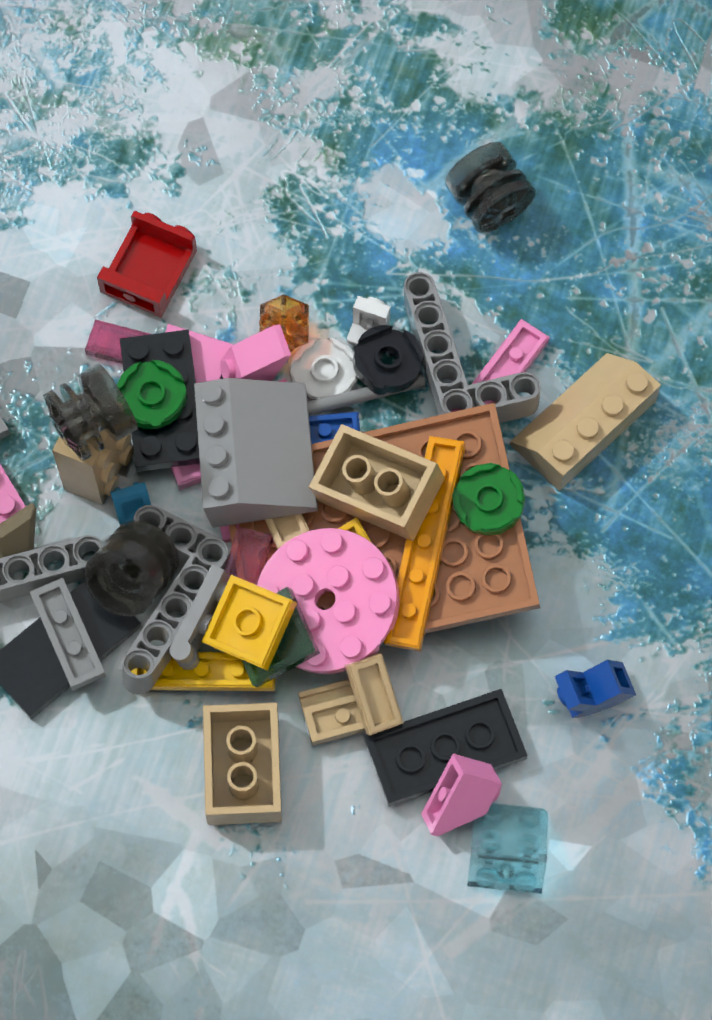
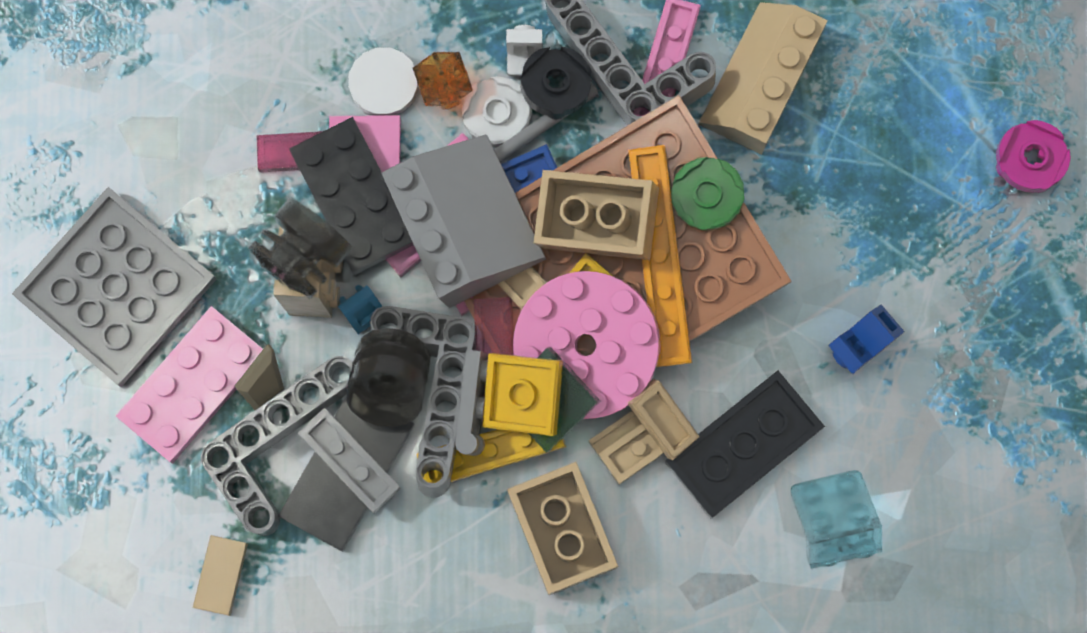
camera: 15 degrees left, 10 degrees up
(149, 264) = (287, 61): red panel -> none
(153, 393) = (343, 195): green tile -> none
(229, 310) = (383, 82): none -> white tile
(257, 356) = (430, 124): bright pink slope -> none
(461, 794) = (777, 487): bright pink slope -> none

